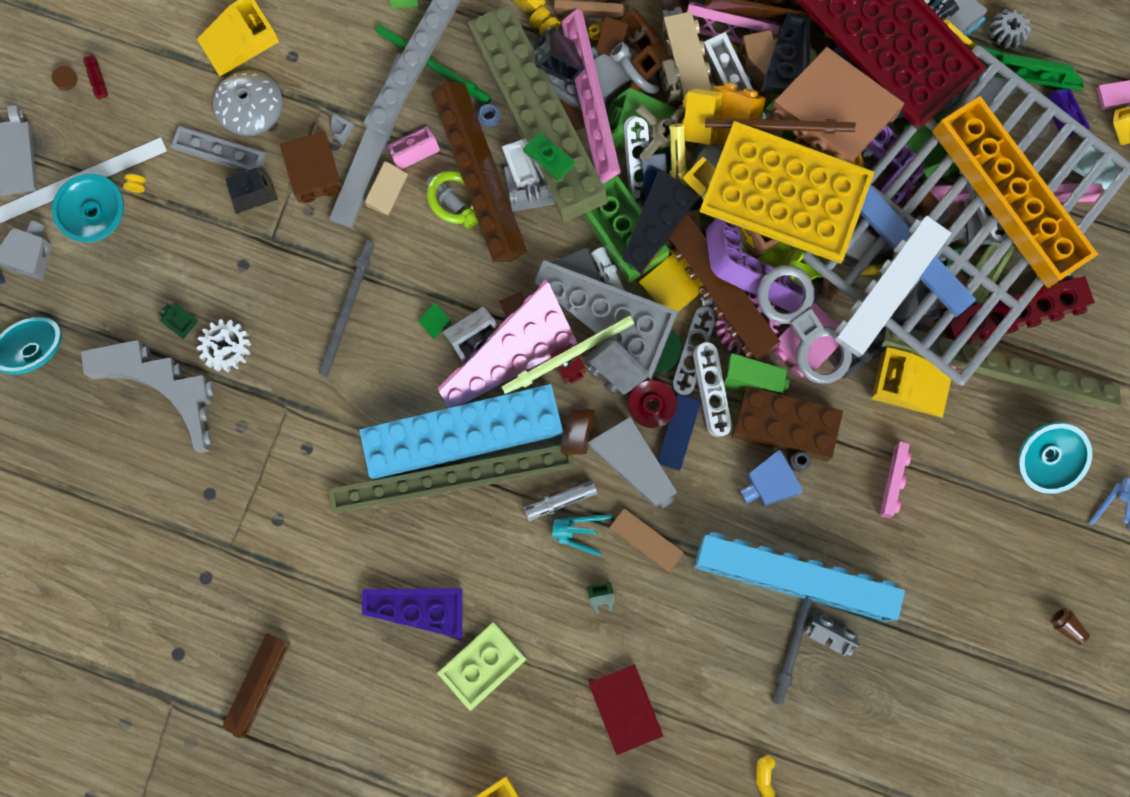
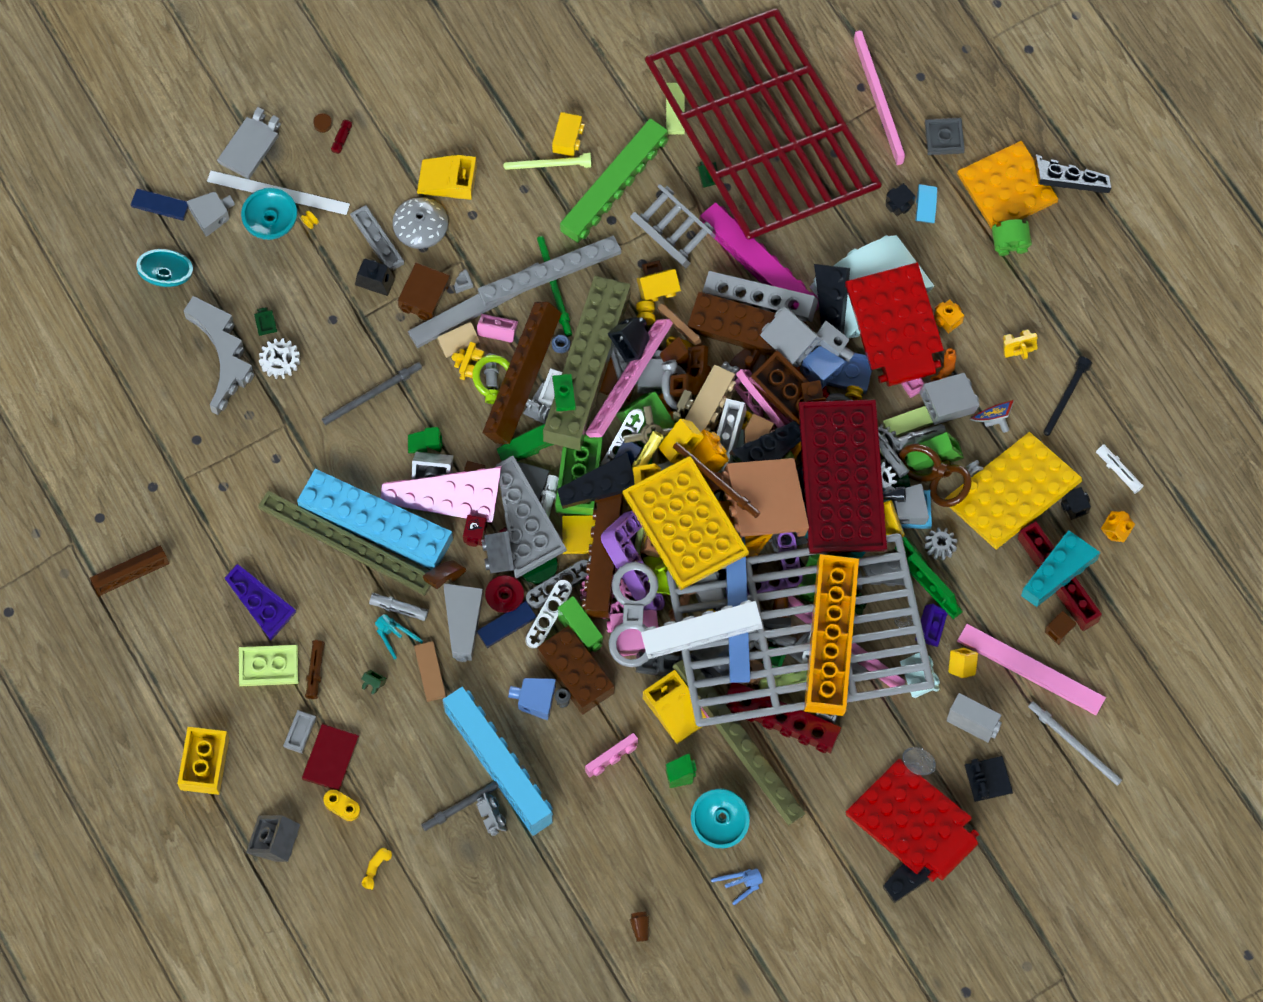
camera: 35 degrees right, 10 degrees down
(414, 190) = (472, 354): none -> yellow hips
(448, 305) = (433, 438): none -> green slope
(525, 378) = (439, 516): yellowish green bar -> none
(542, 240) = (524, 445): none -> green slope
(549, 658) = (314, 678): none -> reddish brown pin
(572, 708) = (299, 731): none -> light grey tile
(679, 748) = (341, 804): none -> yellow plate
(977, 442) = (681, 771): none -> green slope

